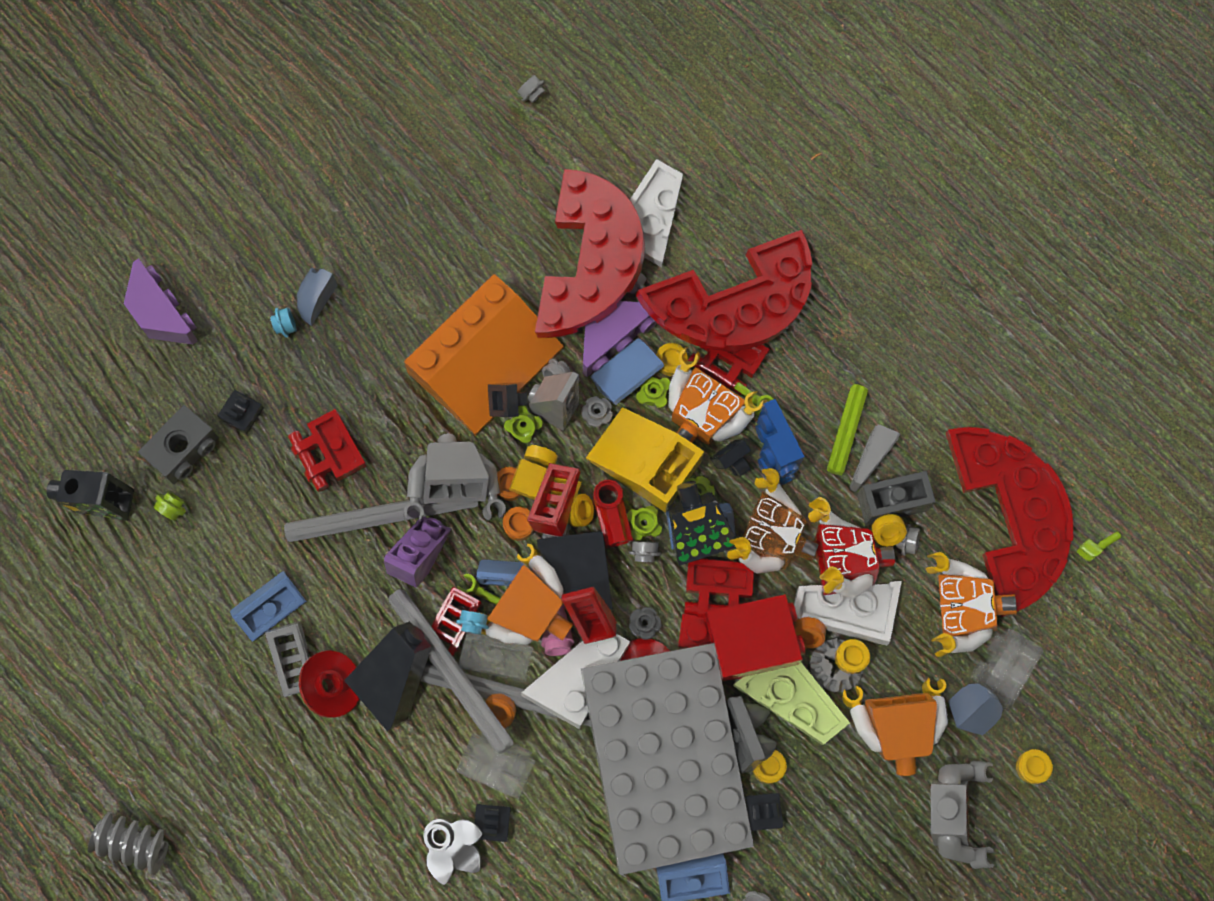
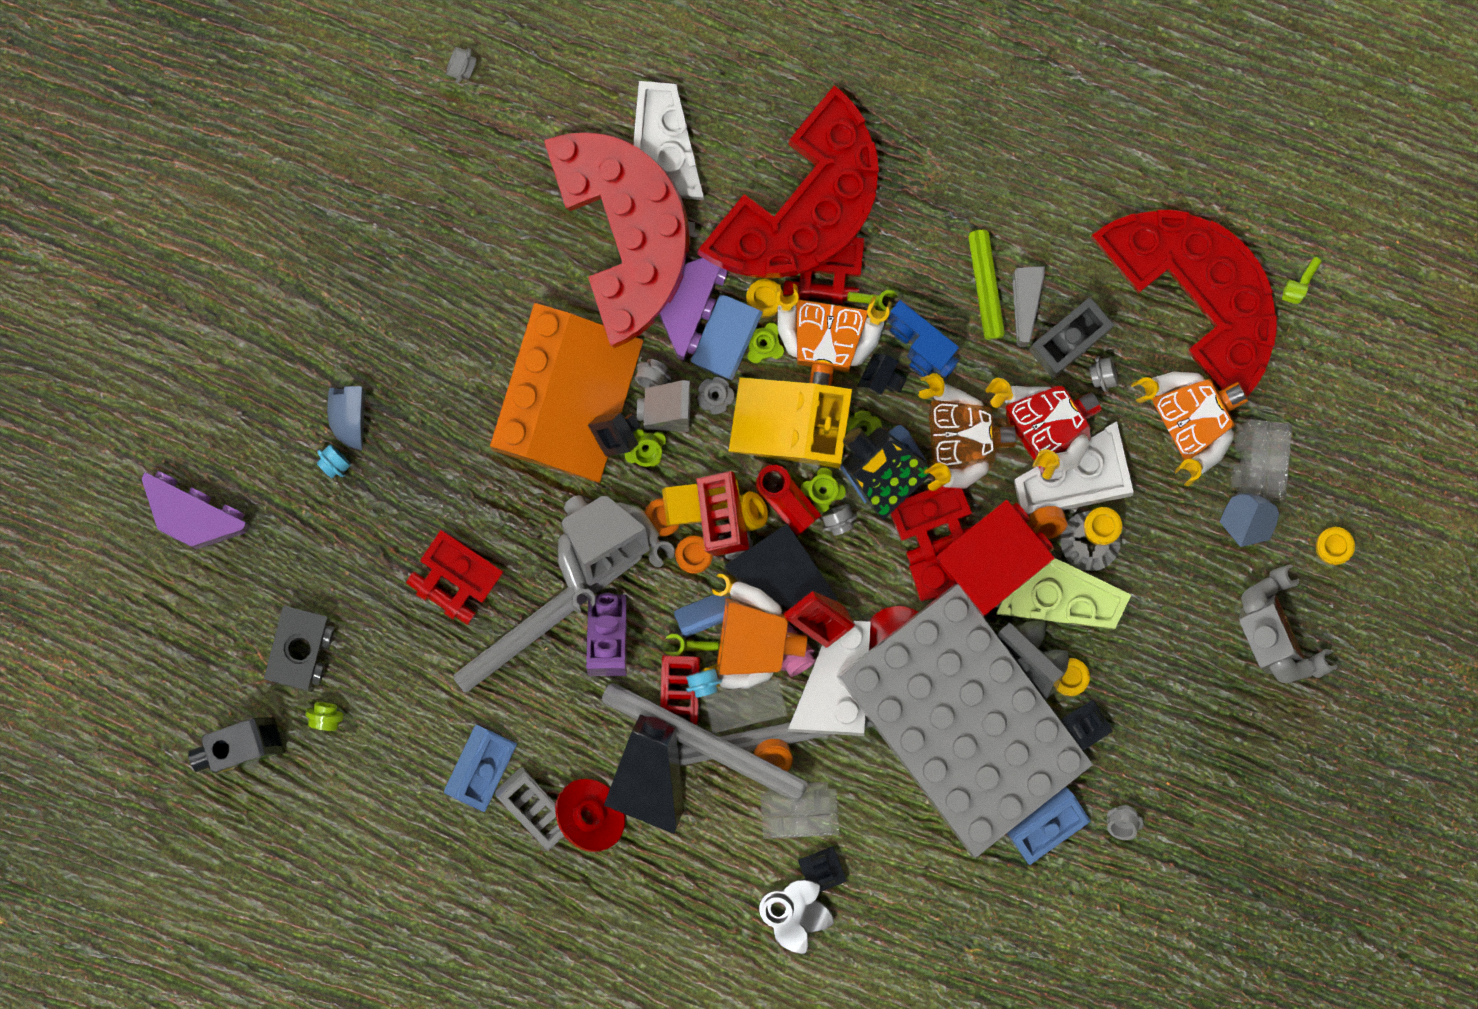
camera: 25 degrees left, 10 degrees up
(240, 411) = (340, 581): black tile -> none
(540, 455) = (681, 474): yellow tile -> none
(636, 626) = (885, 591): dark grey plate -> none
(889, 530) = (1080, 376): yellow tile -> none
(902, 724) = (1184, 571): orange torso -> none

